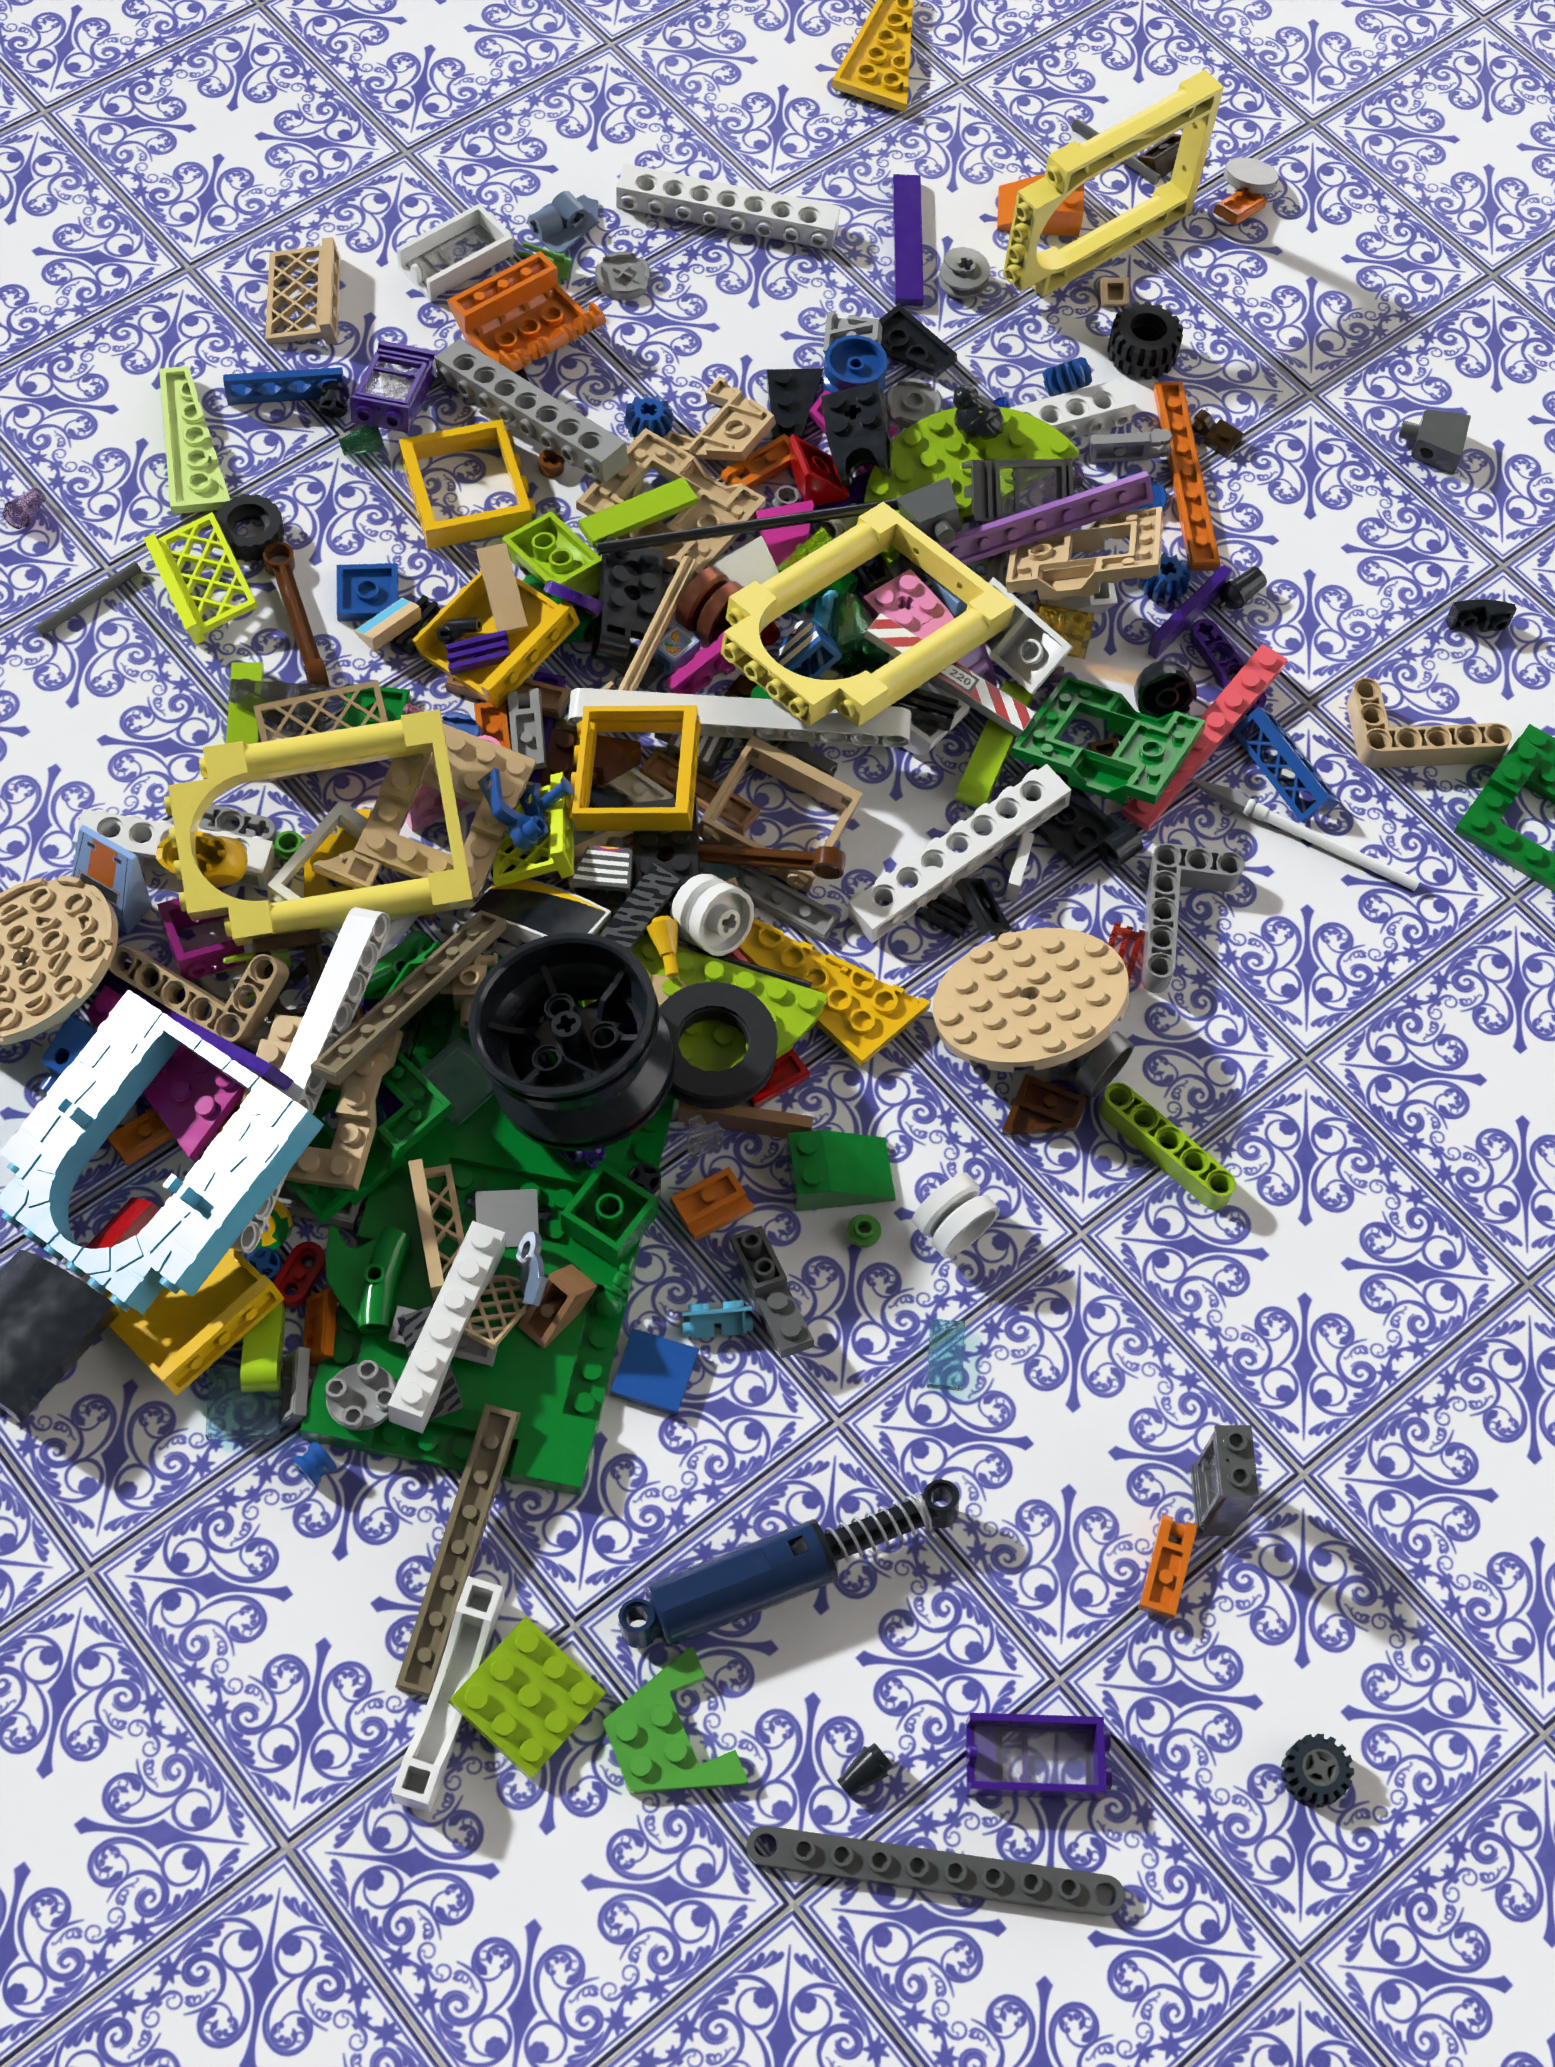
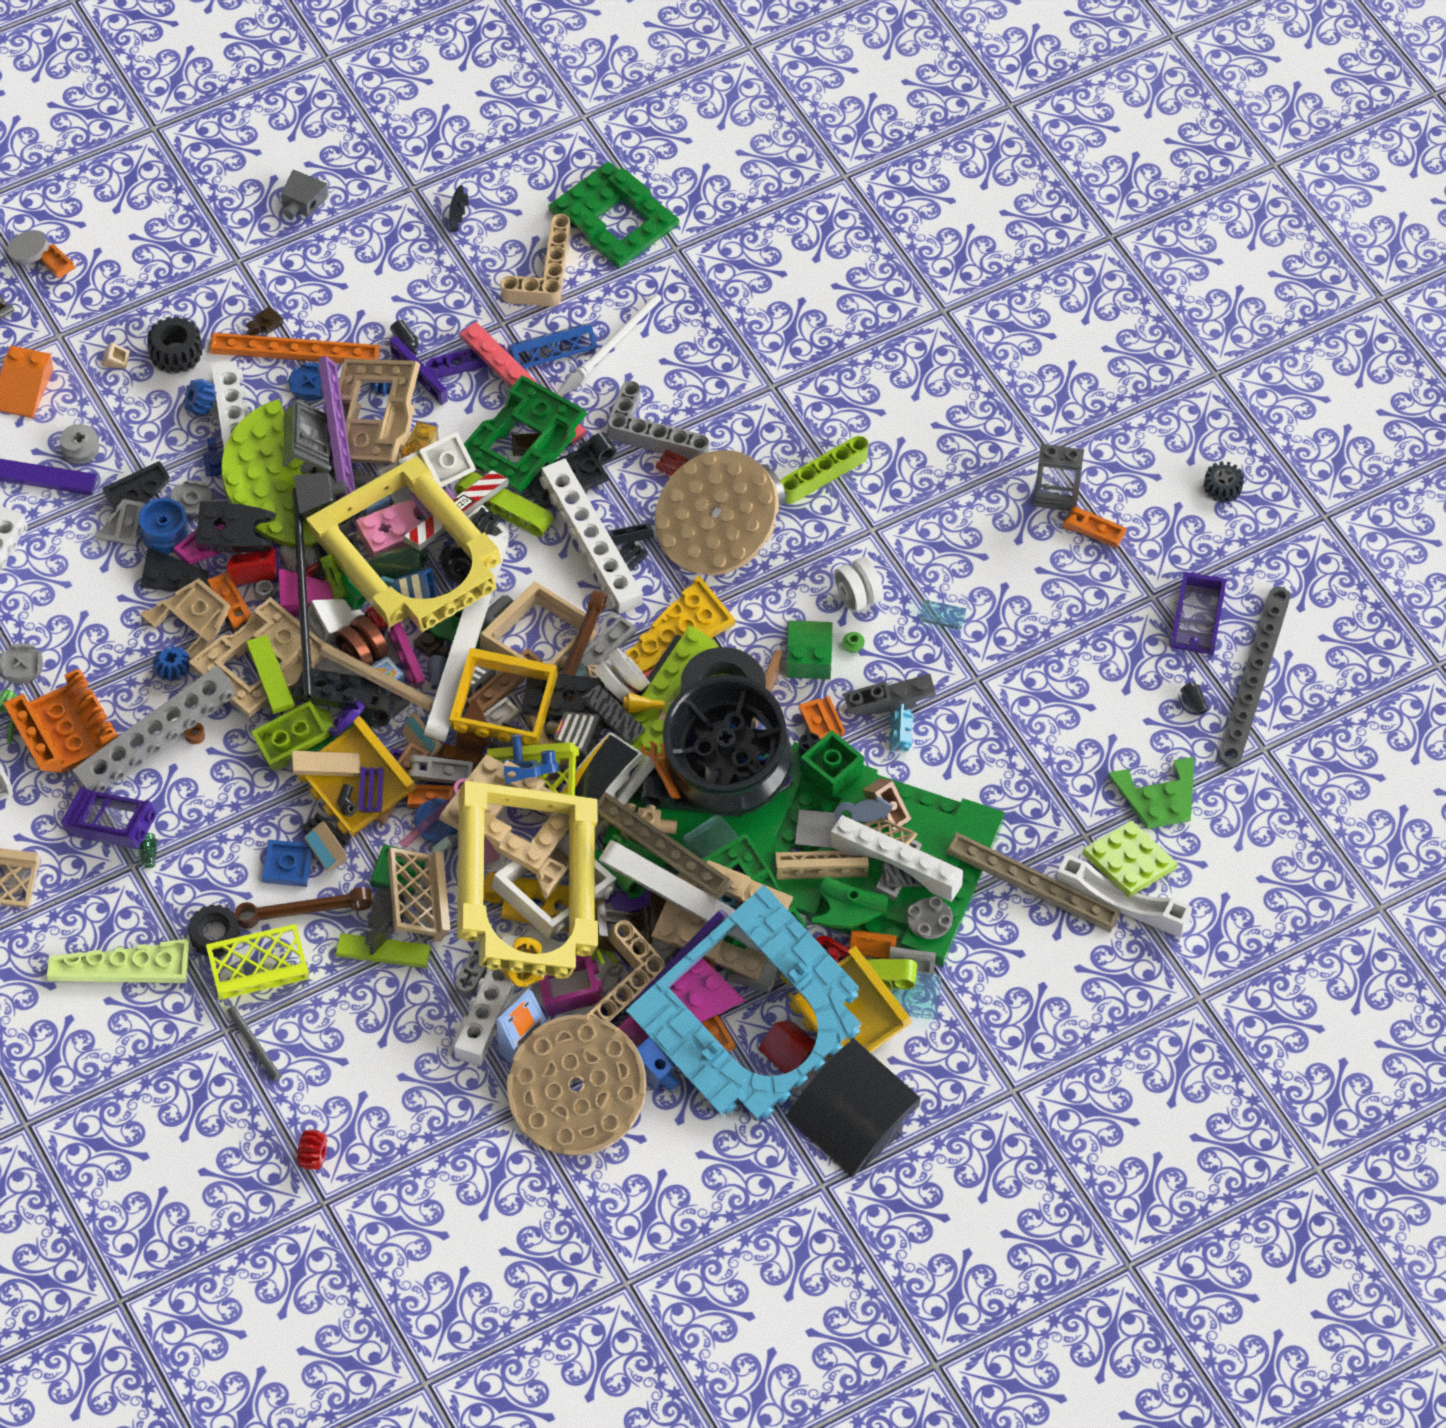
camera: 75 degrees left, 5 degrees down
(23, 509) = (163, 1079): clear purple cone -> none
(278, 385) = (78, 896): blue fence -> none
(284, 840) = (502, 925): bright green plate -> none
(314, 1464) = (965, 956): blue wheel -> none
(334, 399) = (103, 863): black wheel -> none
(476, 525) = (206, 816): yellow window -> none
(609, 1302) = (880, 773): green bar -> none
(654, 1372) = (930, 768): blue tile -> none
(773, 1570) = (1071, 719): dark blue piece -> none
(968, 419) = (244, 453): black piece -> none
(1019, 866) = (607, 508): white tile -> none
(1043, 1108) = (787, 530): reddish brown wing -> none
(1130, 446) = (268, 373): light grey hinge -> none
(1164, 689) = (482, 397): black cylinder -> none
(1190, 109) = (63, 317): light yellow door -> none

